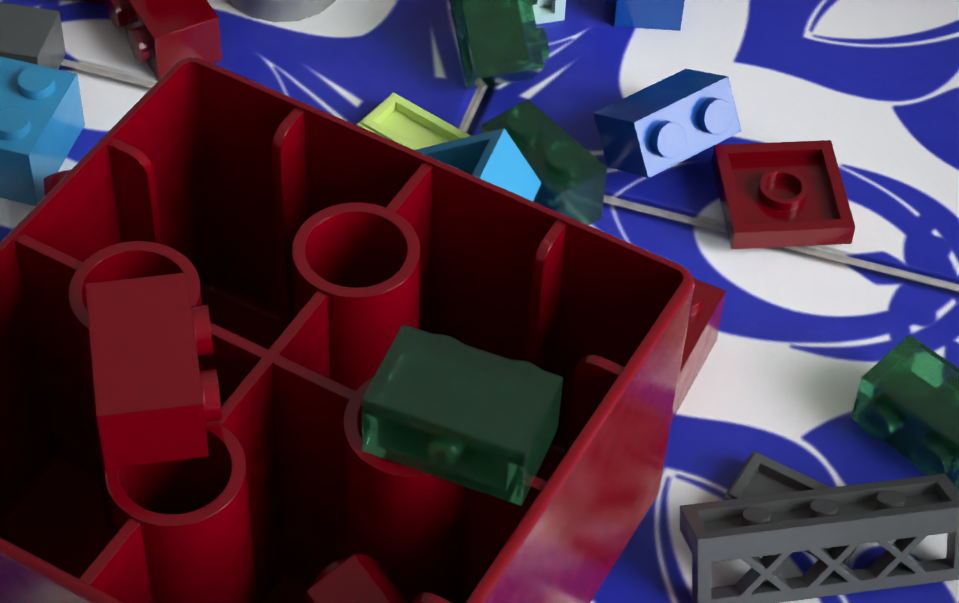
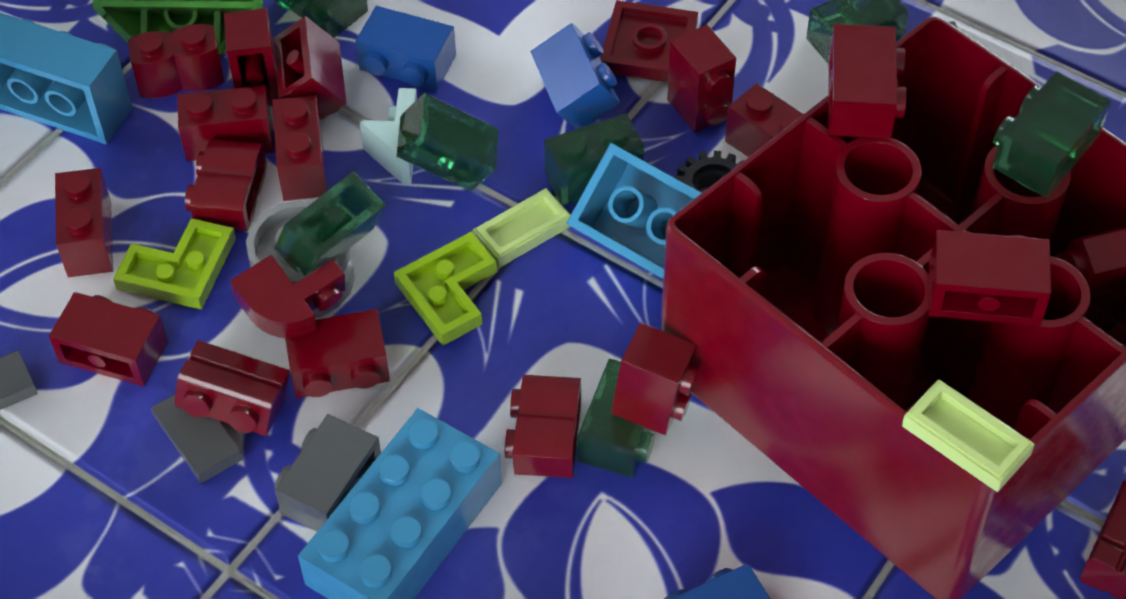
camera: 70 degrees left, 5 degrees up
(314, 78) = (437, 284): none -> lime plate
(487, 183) = (864, 81): none -> dark red brick
(717, 227) = (701, 78): none -> dark red brick

